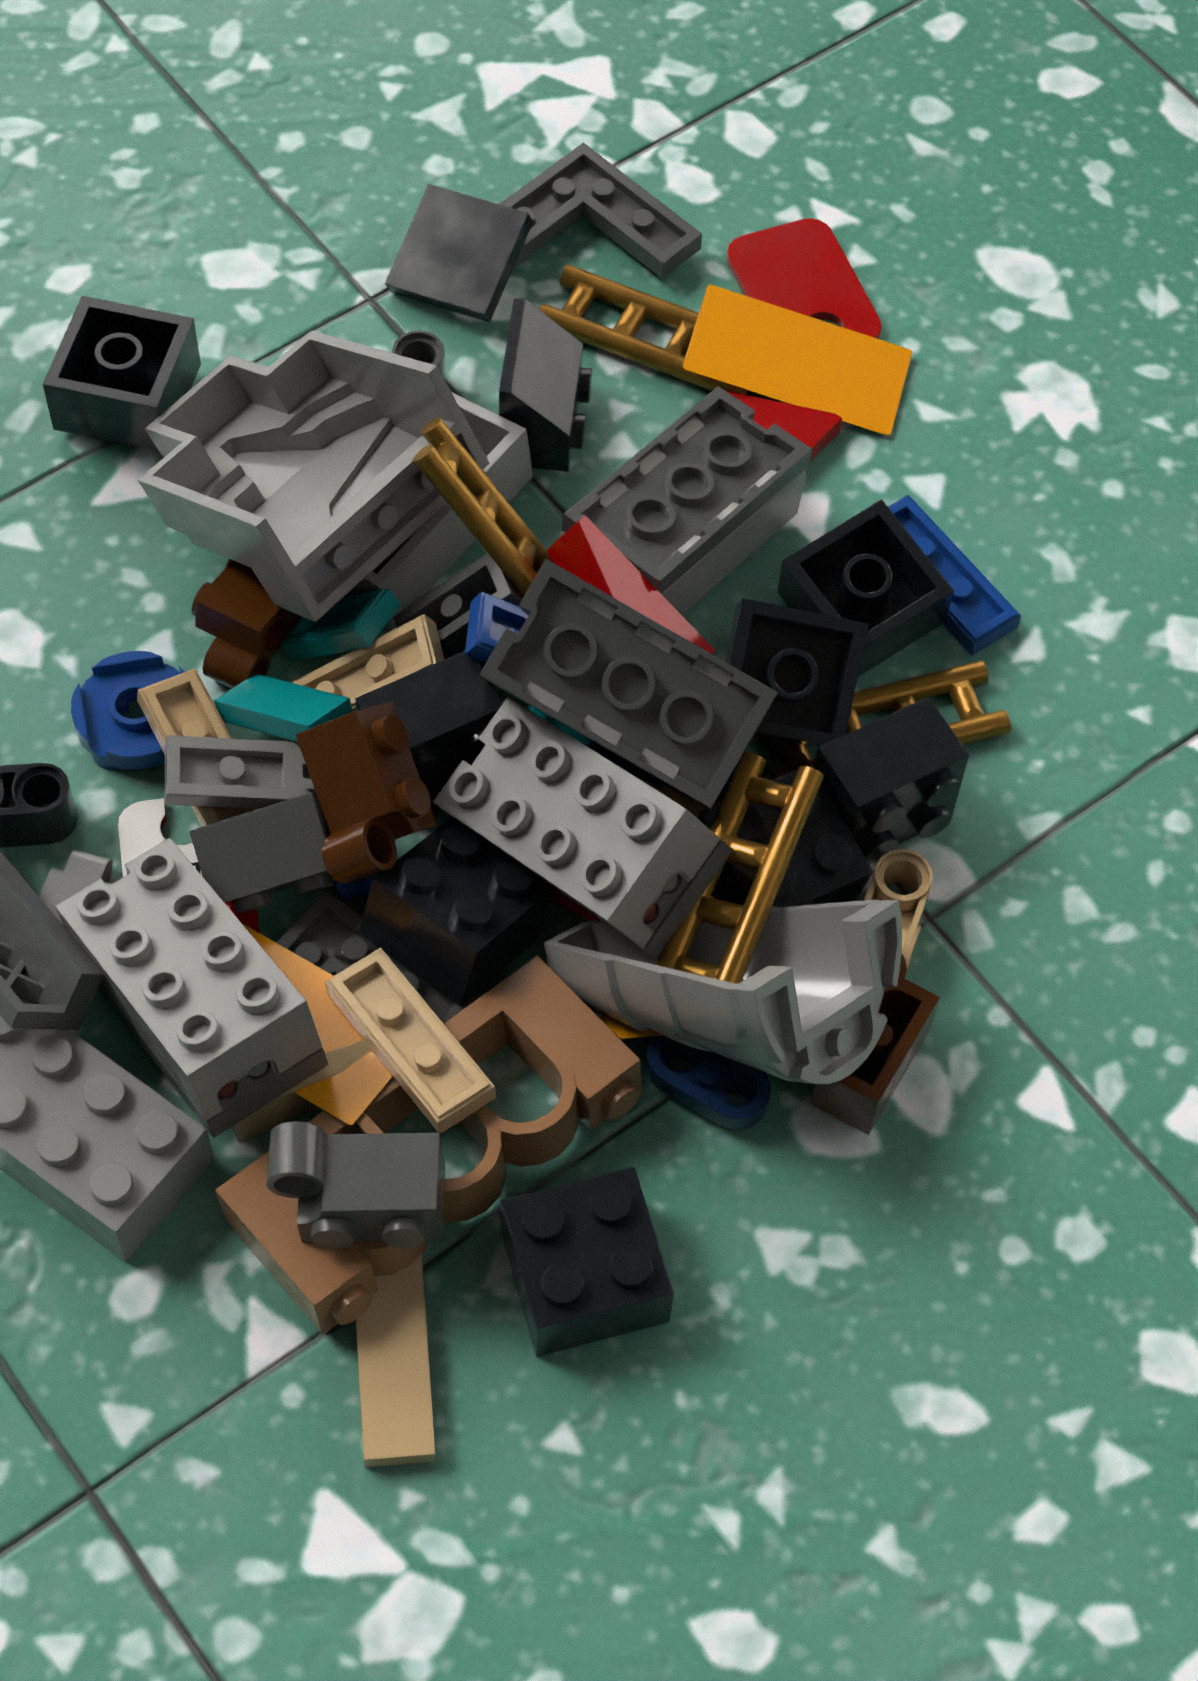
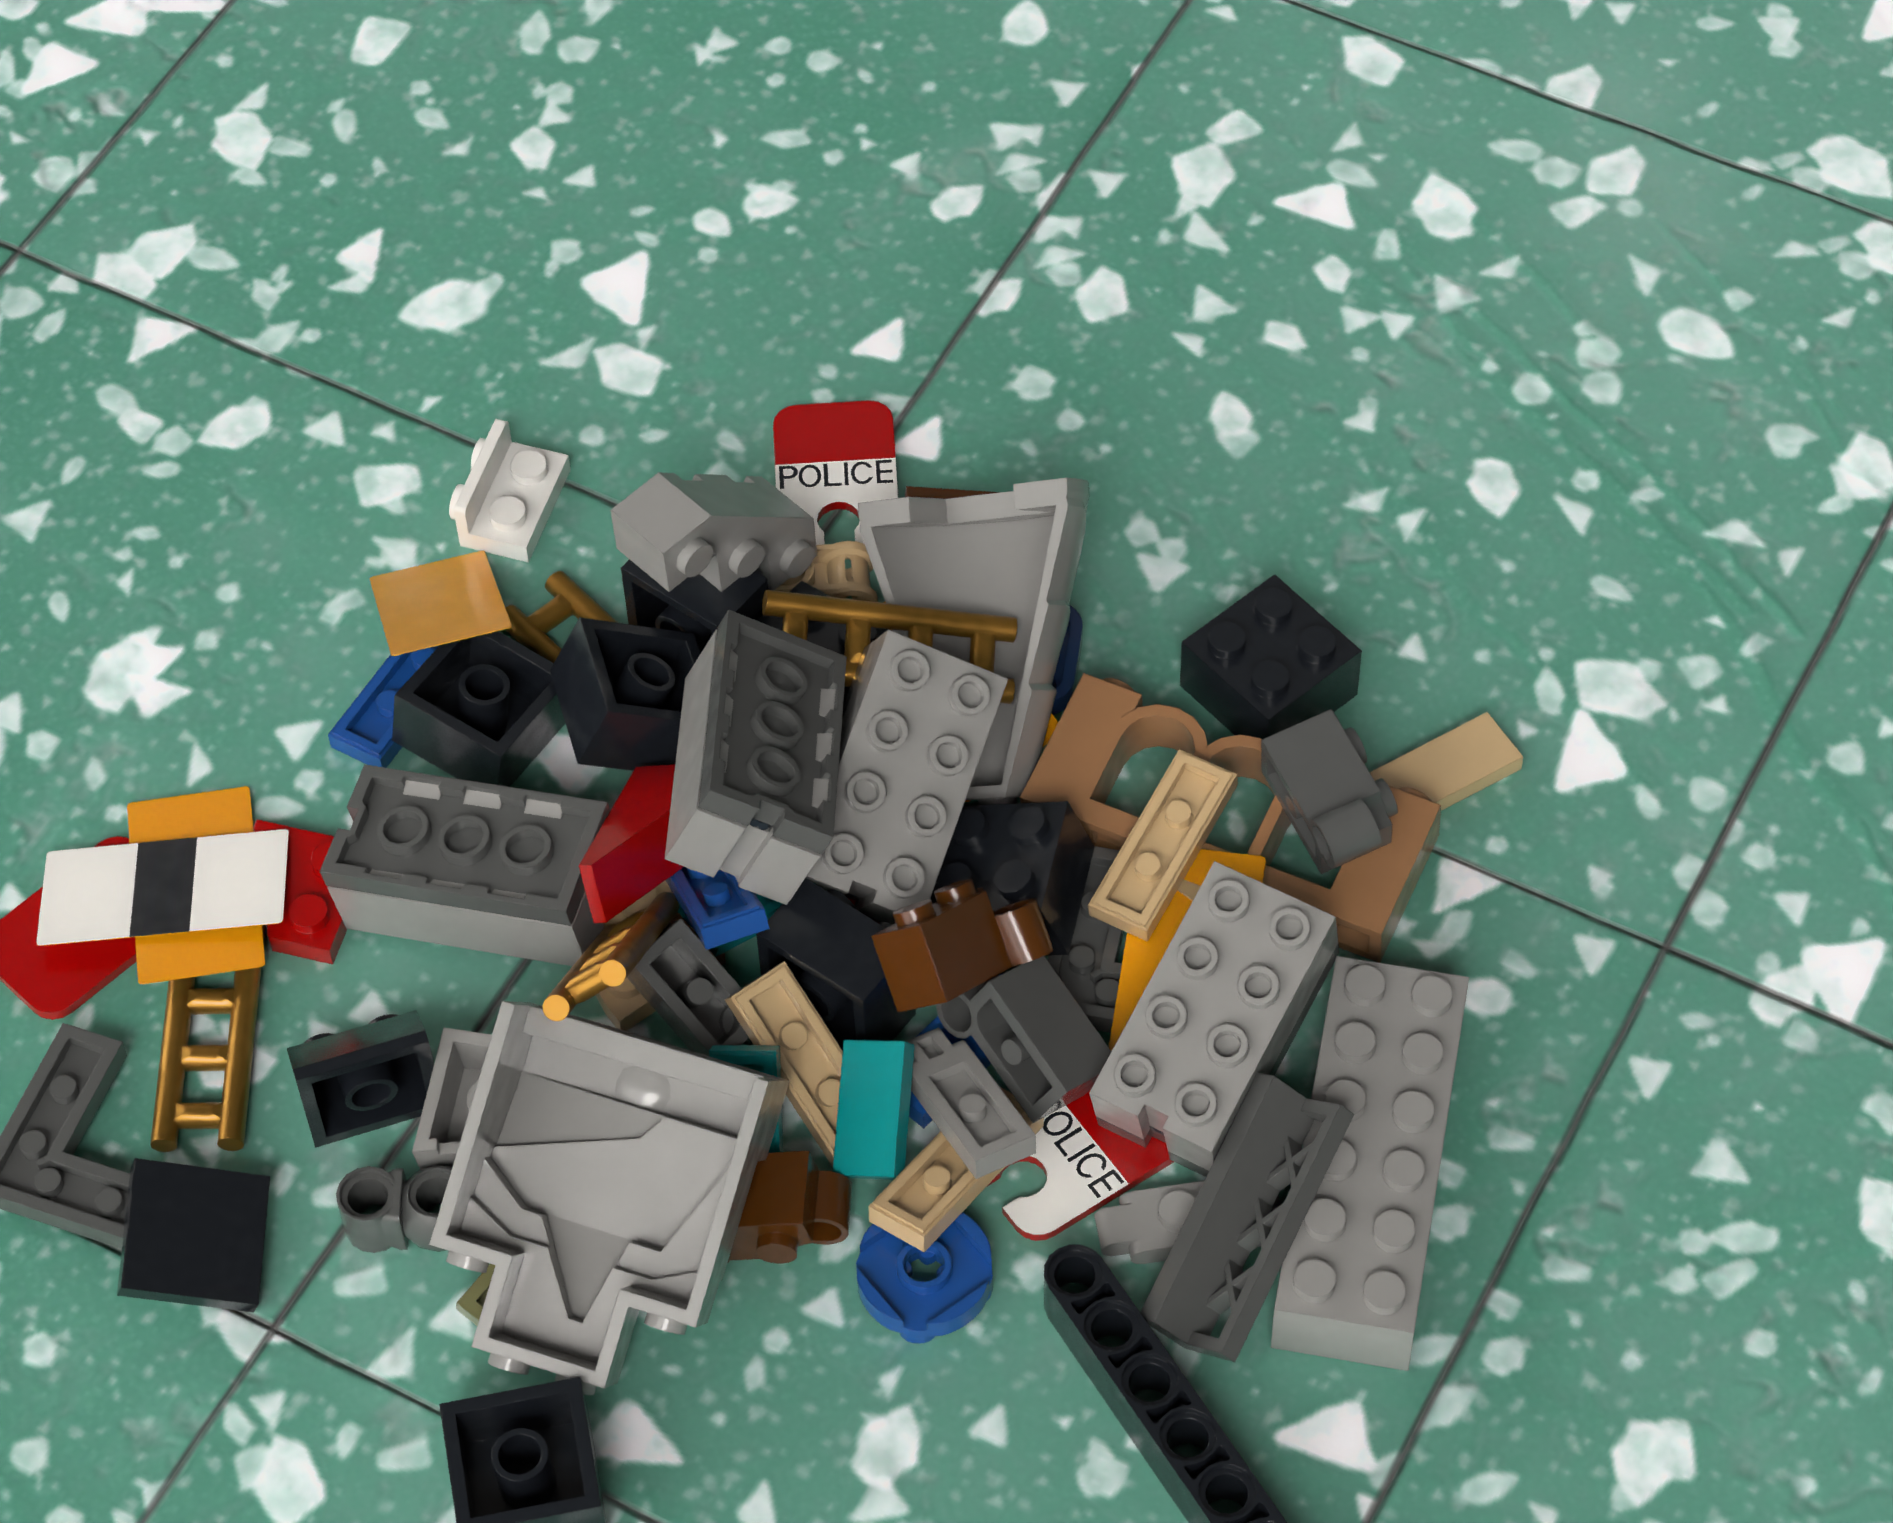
camera: 110 degrees left, 5 degrees down
(800, 335) = (163, 887): none -> white sticker
(912, 760) = (713, 530): none -> light grey brick
(989, 589) = (439, 603): none -> light orange sticker
(1043, 1005) = (835, 457): none -> piece
(1123, 715) = (507, 495): none -> white bracket

